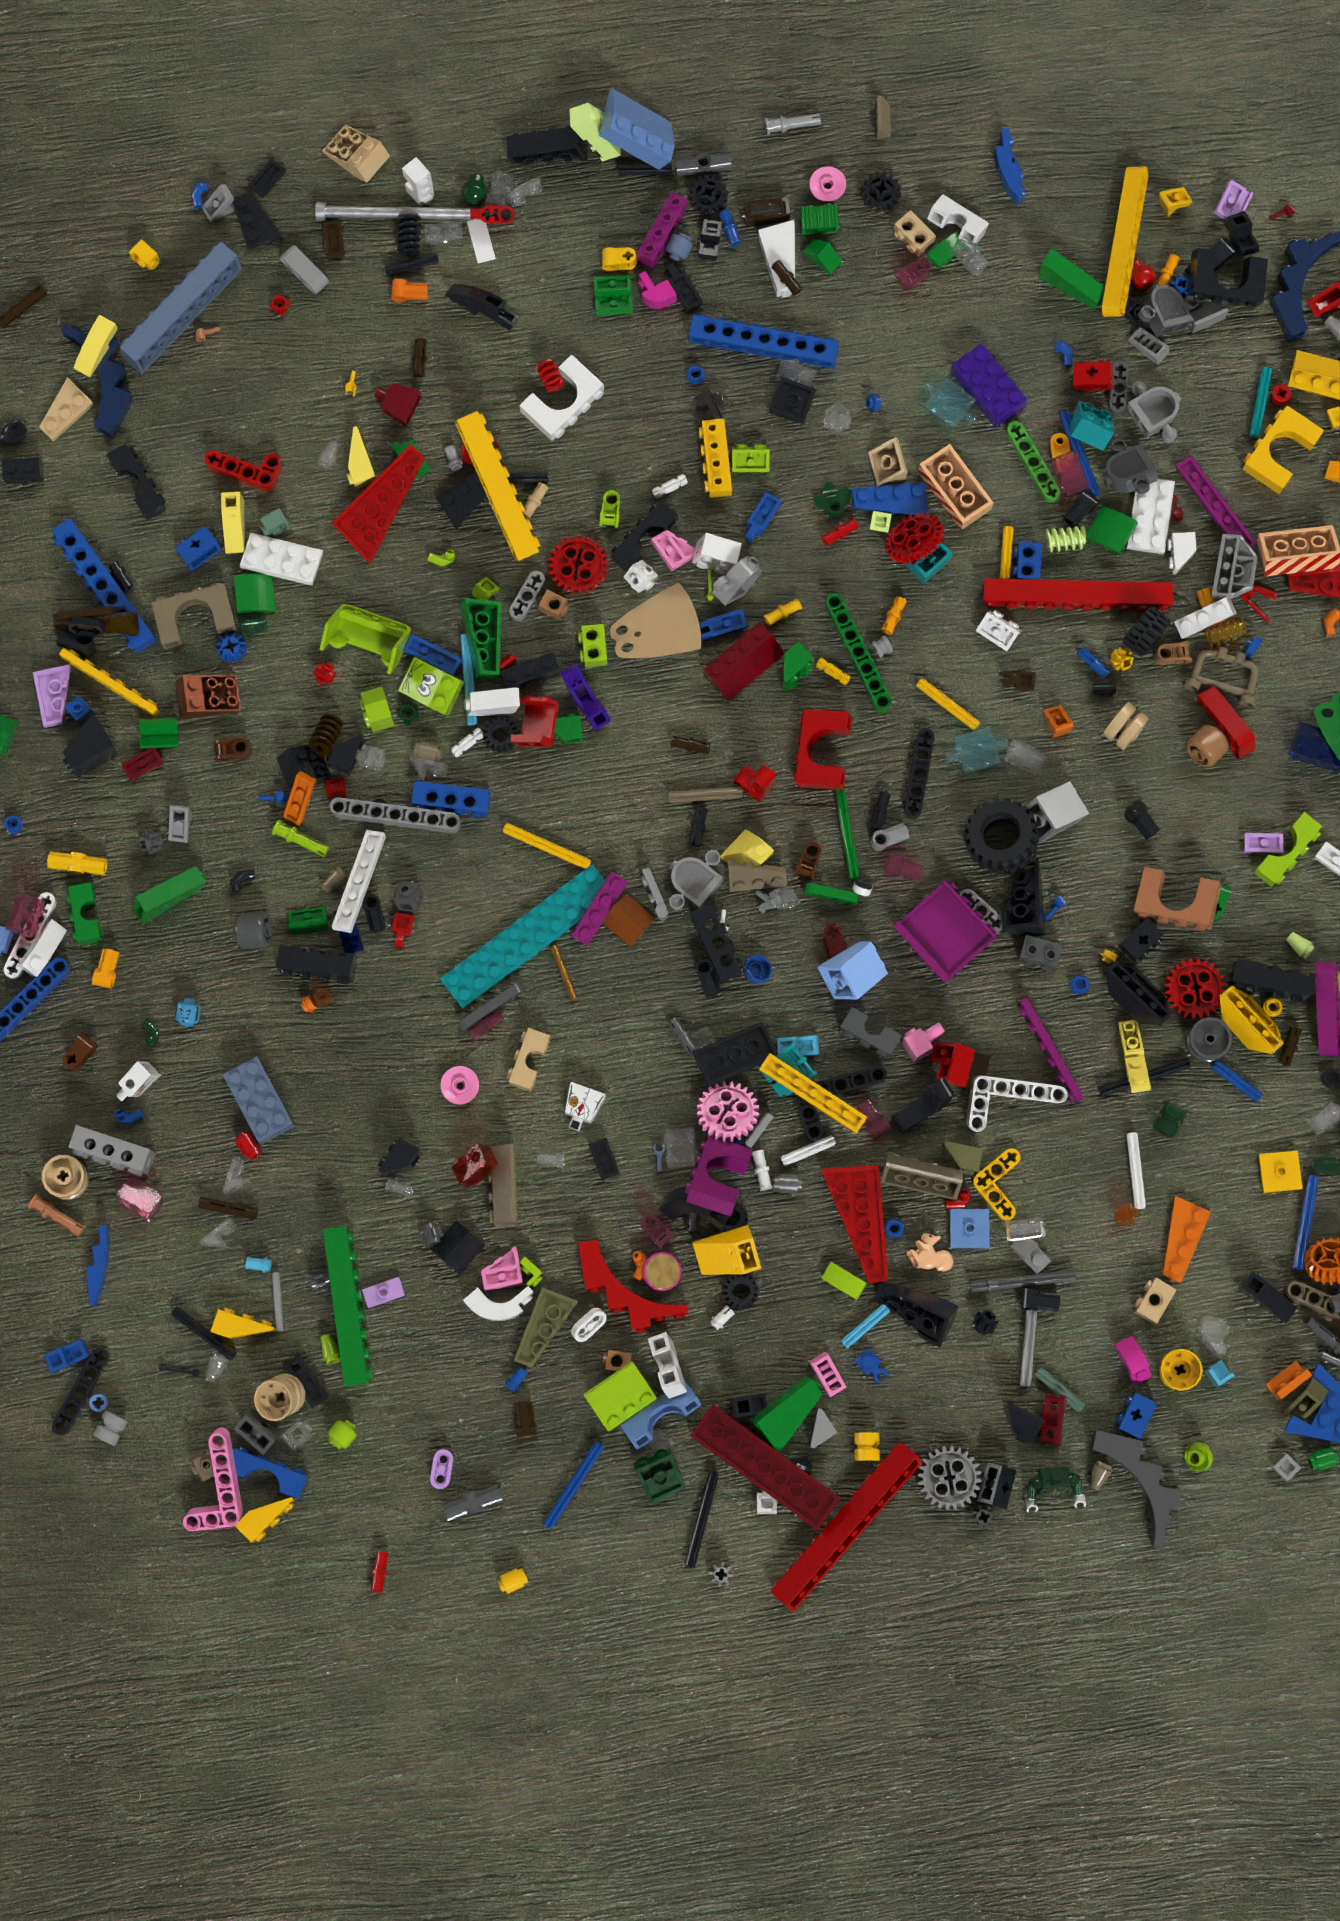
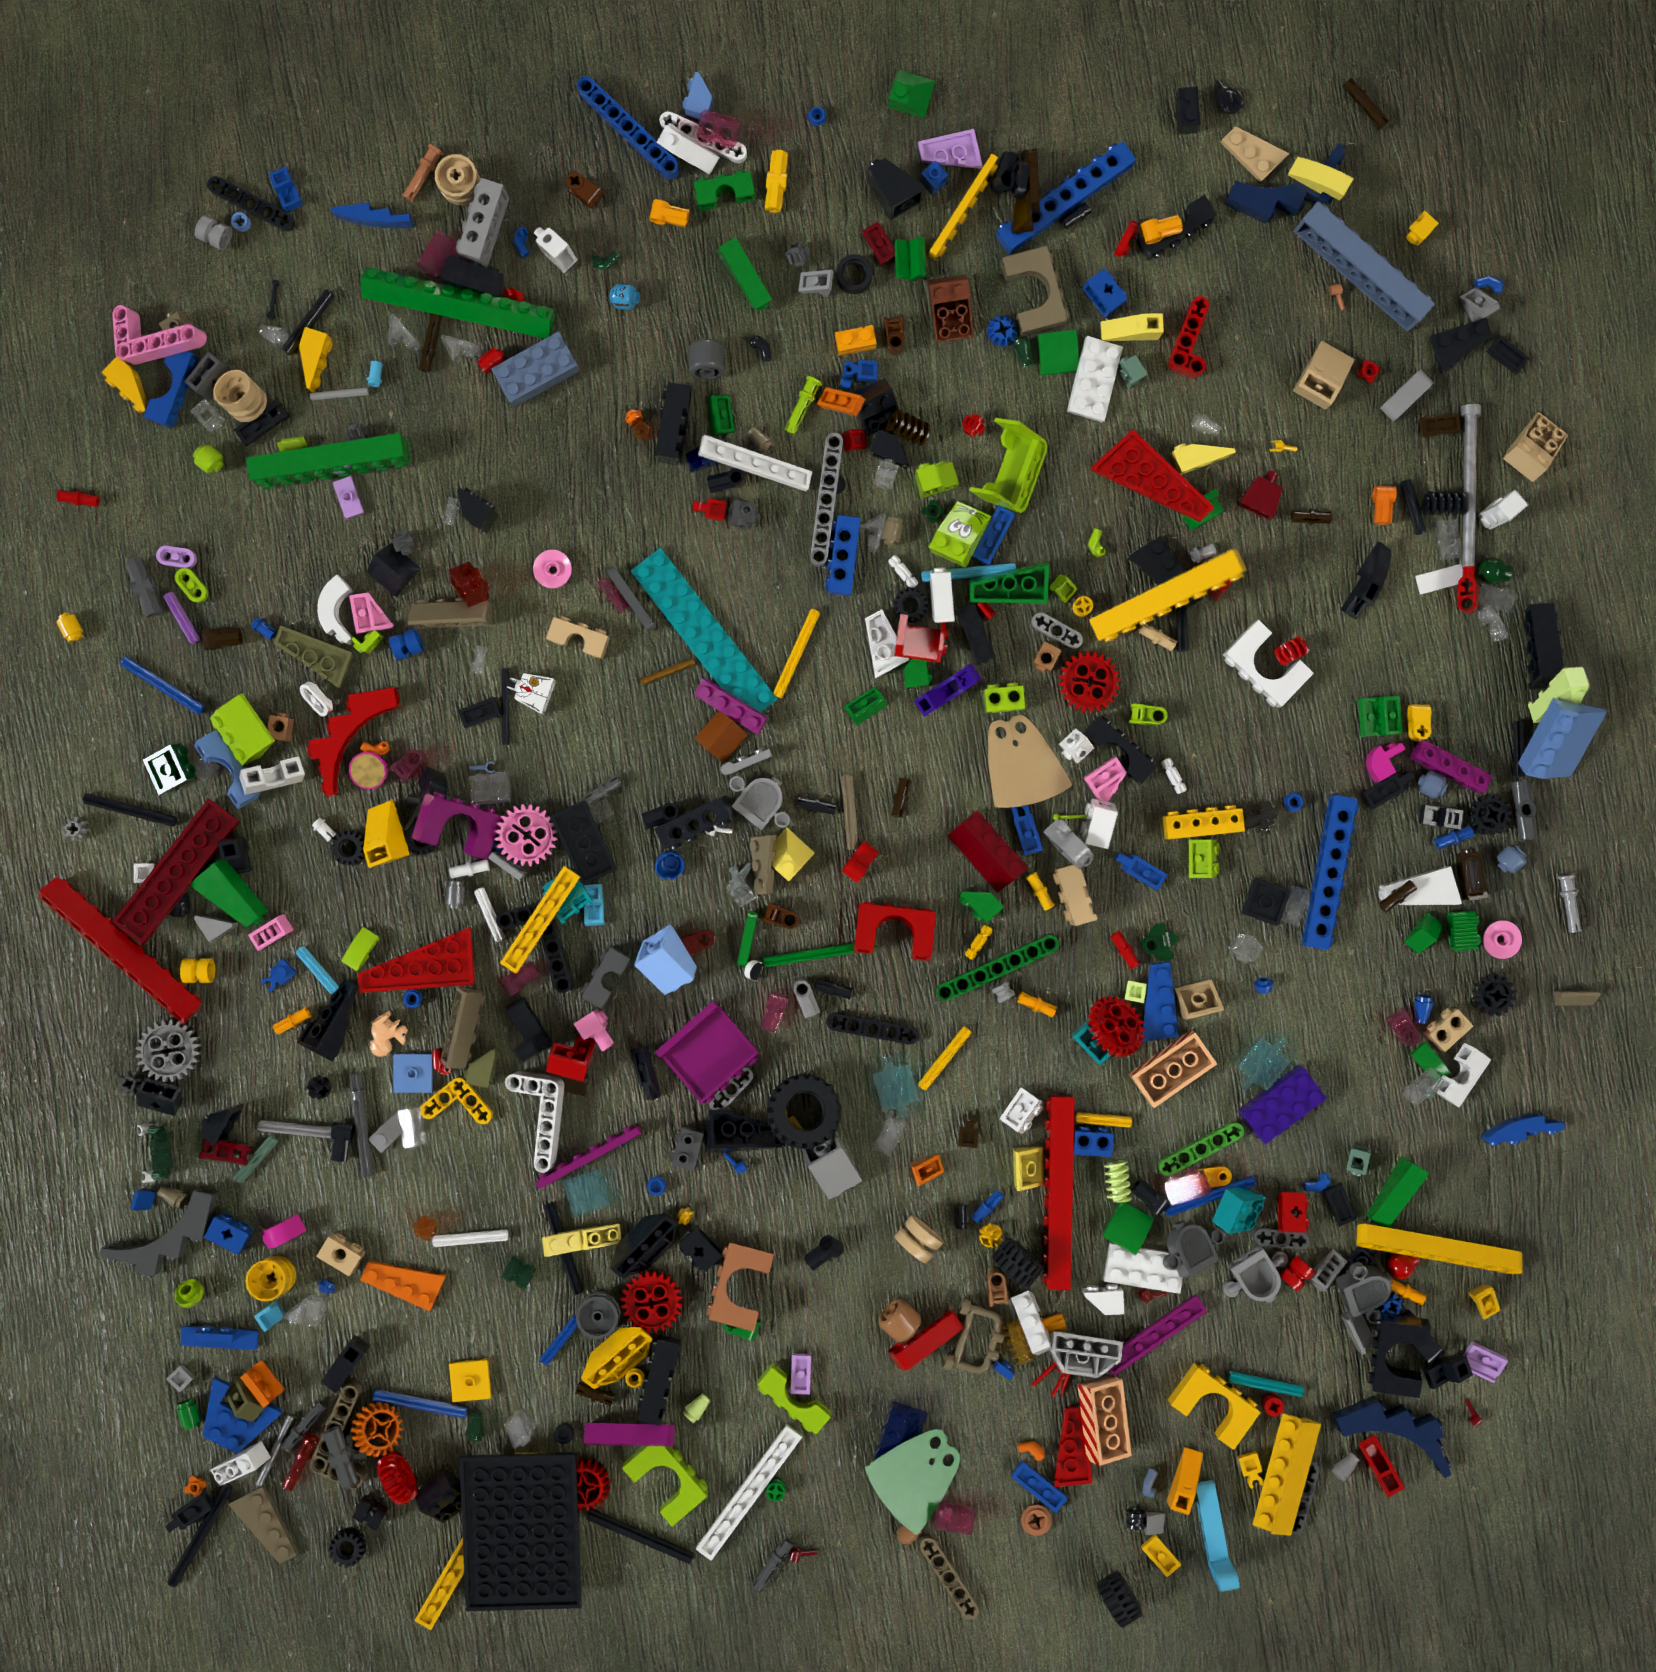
camera: 90 degrees right, 10 degrees up
(138, 524) = (1130, 232): none -> red plate
(140, 496) = (1156, 230): none -> light orange piece
(165, 1162) = (471, 276): none -> black brick
(174, 774) = (857, 259): none -> black tyre
(185, 1120) = (513, 294): none -> red arm
(190, 1178) = (457, 303): none -> green brick
(238, 786) = (855, 340): none -> light orange brick
(267, 778) = (865, 370): none -> blue plate
(283, 345) = (1324, 375): none -> tan slope
(471, 1453) = (192, 586): none -> lime plate
(502, 567) = (1085, 604): none -> yellow wheel
(504, 1464) = (181, 618): none -> medium lavender axle
(534, 1231) = (407, 644): none -> blue wheel
(538, 762) = (882, 644): none -> white wing
(596, 1134) = (505, 706): none -> black bar
(599, 779) = (866, 705): none -> green slope
(750, 175) = (1511, 859): none -> sand blue head
(787, 578) = (1074, 895): none -> tan wedge
(894, 256) = (1423, 1008): none -> blue cone
(917, 1351) = (292, 1020): none -> light orange axle
(964, 994) = (645, 1072): none -> black hinge
(1049, 315) = (1358, 1152): none -> sand green brick
(1054, 625) = (1028, 1167): none -> light yellow slope
(1085, 333) = (1339, 1204): none -> black tile
(1087, 1054) = (586, 1192): none -> clear light blue plate
(1103, 1506) = (143, 1199): none -> blue slope
(1152, 371) = (1297, 1273): none -> red wheel
(1188, 1316) = (326, 1287): none -> blue plate
(1243, 1432) = (219, 1337): none -> blue bracket

